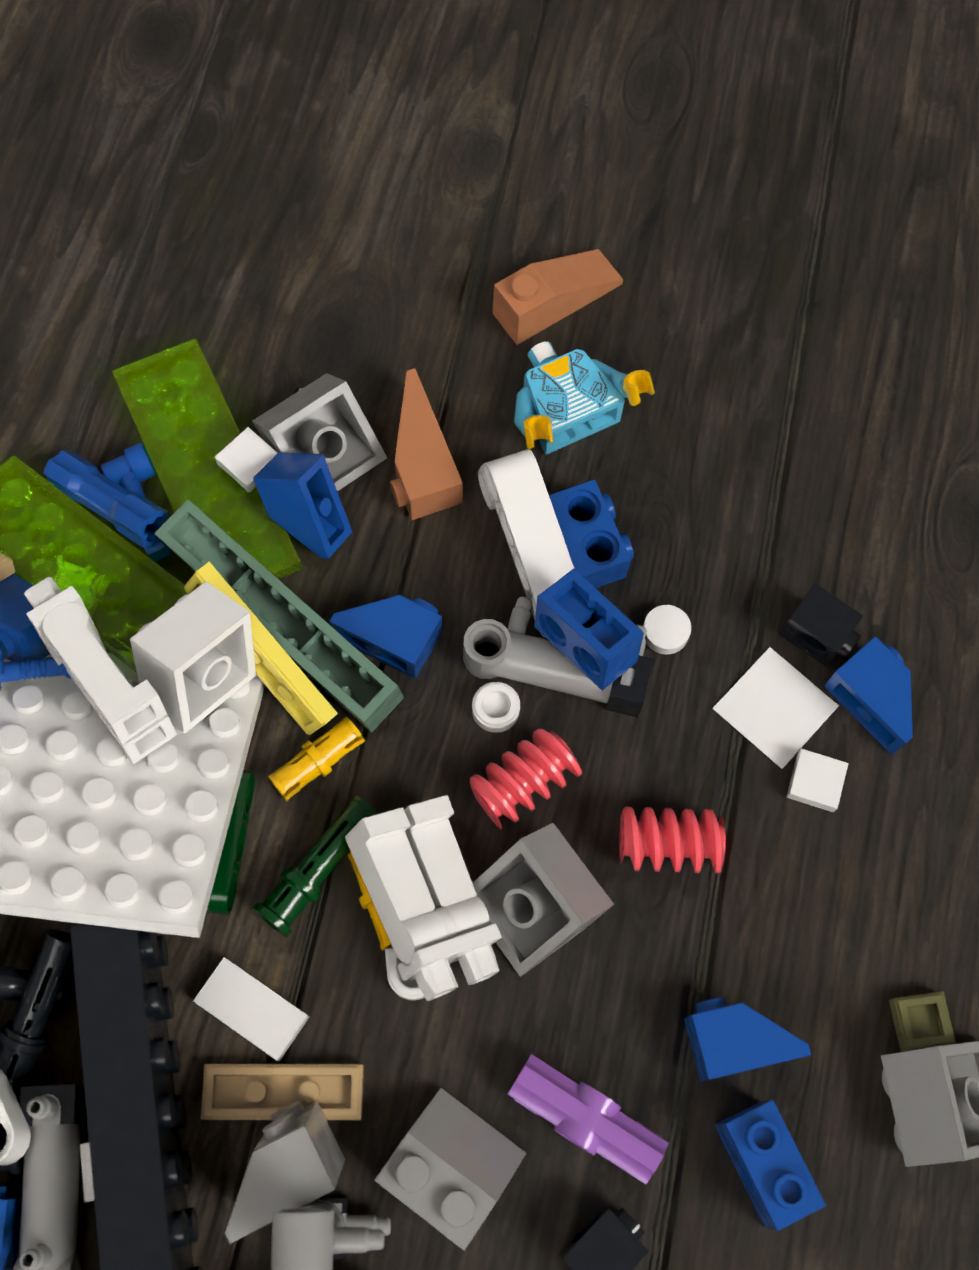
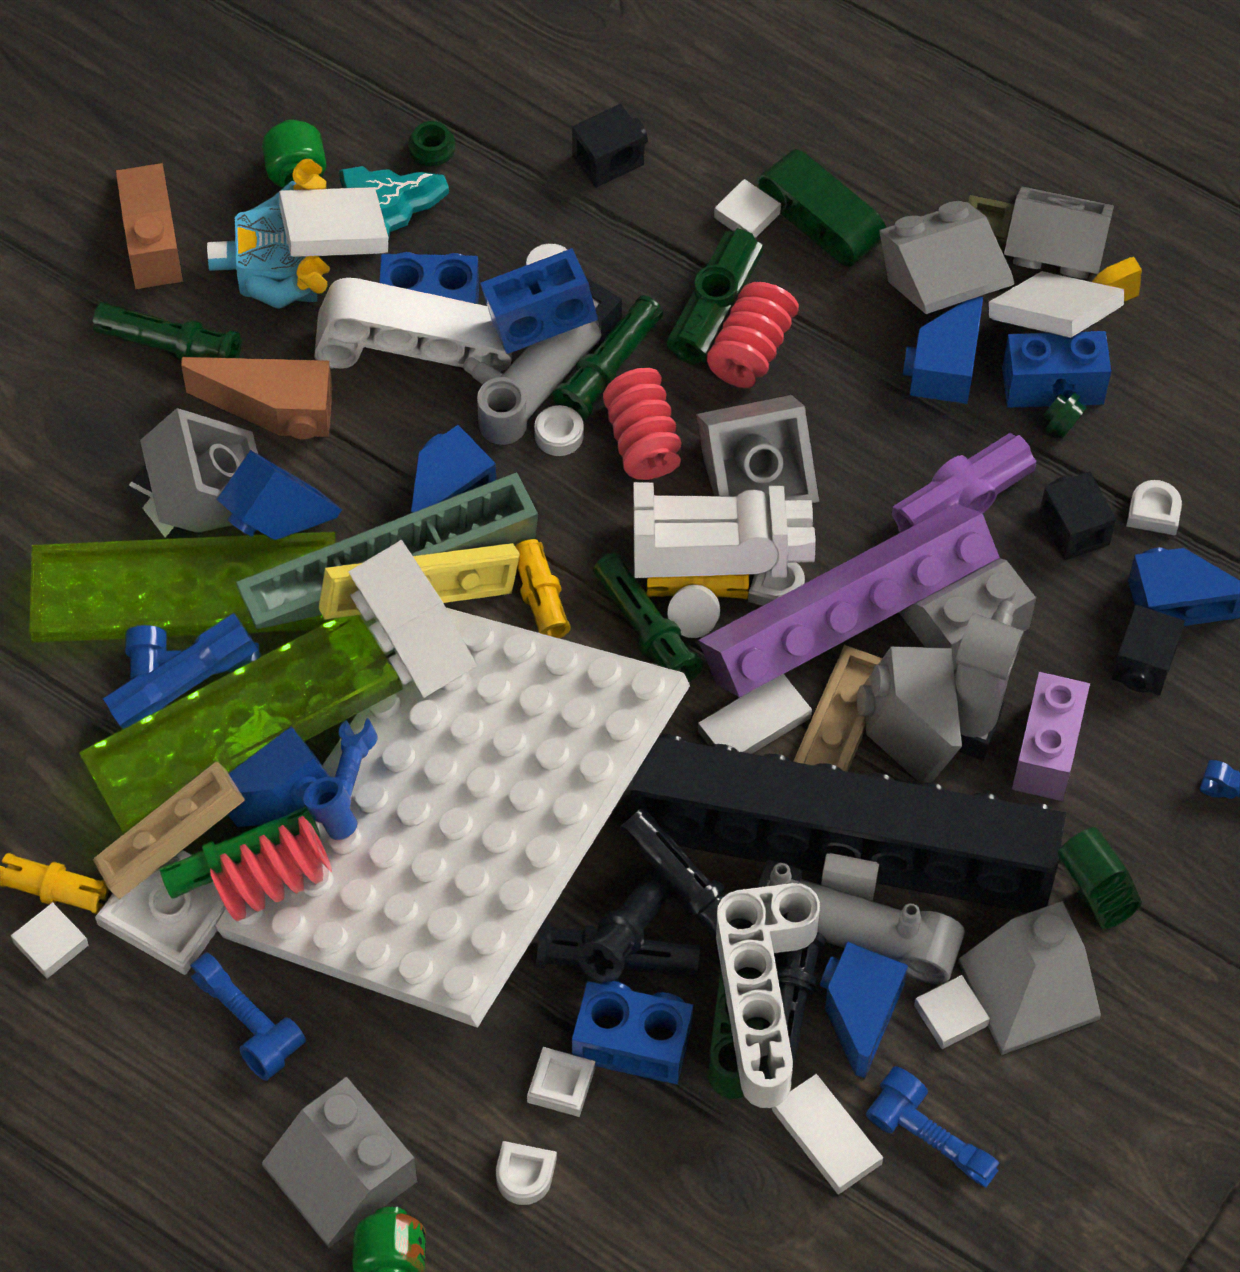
camera: 65 degrees left, 10 degrees down
(130, 714) = (392, 689): white hips -> none
(245, 458) = (204, 535): white tile -> none
(341, 905) = (694, 610): none -> white tile
(401, 1054) = (848, 599): none -> medium lavender brick
(448, 369) = (184, 340): none -> dark green pin
(568, 715) = (600, 368): none -> dark green pin
(597, 423) = (333, 222): none -> white tile
(665, 461) = (398, 194): none -> teal rock
(675, 369) = (287, 146): none -> green head
(721, 1192) = (1063, 414): none -> dark green plate
(729, 788) = (723, 277): none -> dark green piece
(750, 466) = (431, 134): none -> dark green plate
(775, 707) = (663, 217): white sticker -> none
(840, 999) = (944, 257): none -> light grey slope
(841, 1137) = (1056, 304): none -> white tile
(851, 851) = (822, 207): none -> dark green beam
(877, 693) = (693, 130): blue slope -> none
(909, 1189) = (1122, 275): none -> yellow tile

